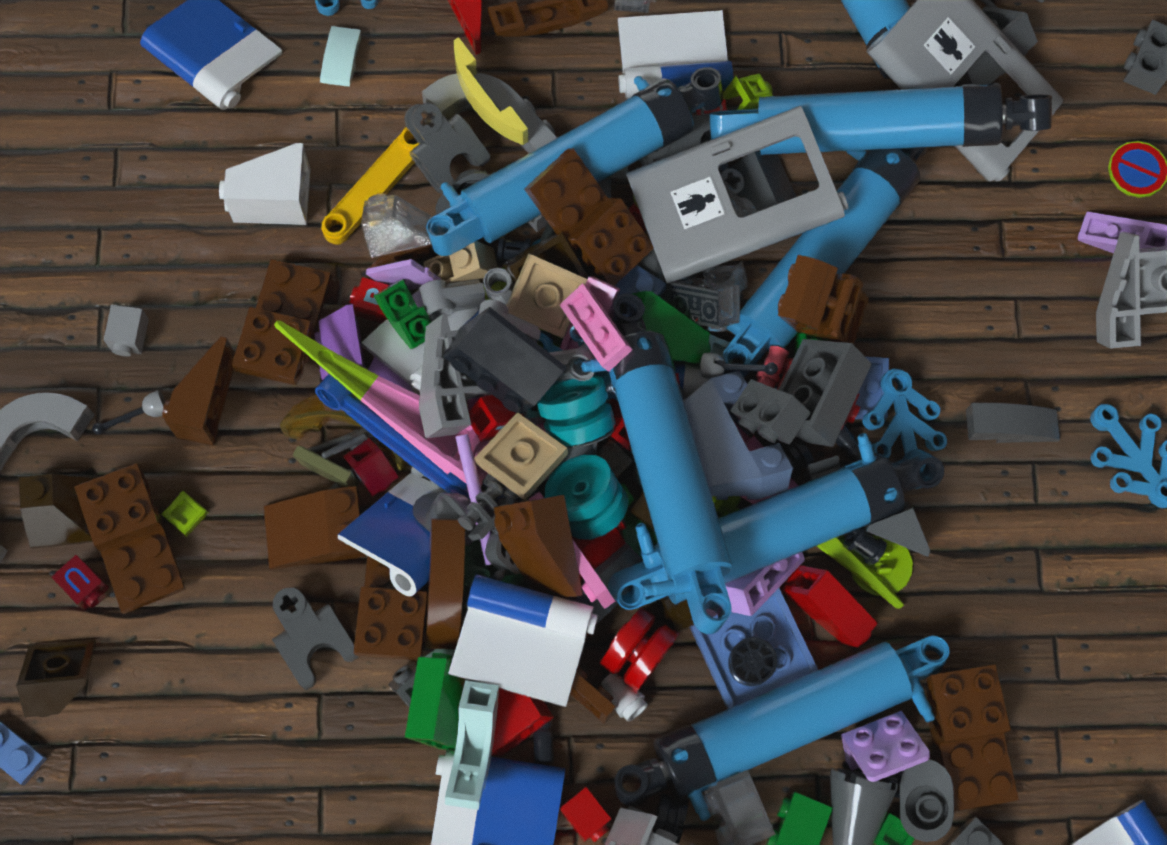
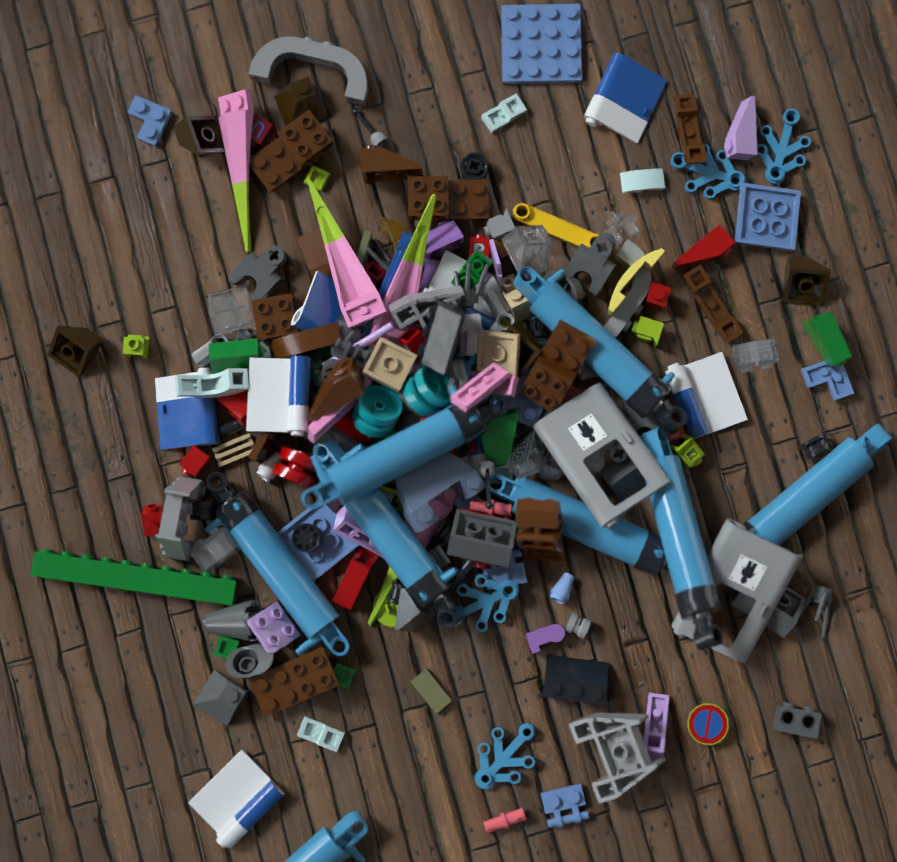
camera: 90 degrees right, 10 degrees up
(63, 614) = (236, 131): none -> bright pink plate
(89, 140) = (541, 43): none -> medium blue plate
(126, 330) = (419, 107): light grey brick -> none
(176, 216) = (504, 113): none -> light aqua slope
(244, 276) = (474, 166): none -> black wheel
(269, 188) = (533, 164): white slope -> none
(346, 262) = (499, 226): none -> light grey window
(354, 696) = (231, 310): none -> clear slope
(386, 482) = (354, 289): none -> bright pink plate
(400, 88) = (628, 224): none -> clear hips
(414, 755) = (201, 355): none -> light grey piece
(454, 320) = (469, 298): none -> dark grey plant
(518, 74) = (657, 296): none -> red brick
(561, 102) = (647, 330): none -> lime window
(577, 720) = (218, 456): none -> tan tile
(769, 412) = (457, 509): dark grey brick -> none
(909, 314) = (561, 591): none -> light blue cone
(965, 305) = (577, 625): none -> light grey wheel
(971, 356) = (543, 635): none -> medium lavender leg
(971, 658) = (344, 675): none -> green tile
(1011, 423) = (505, 672): dark grey slope -> none
(1020, 539) = (431, 691): none -> olive tile
(1044, 329) = (575, 679): none -> black slope
(1055, 721) = (320, 734): none -> light aqua slope

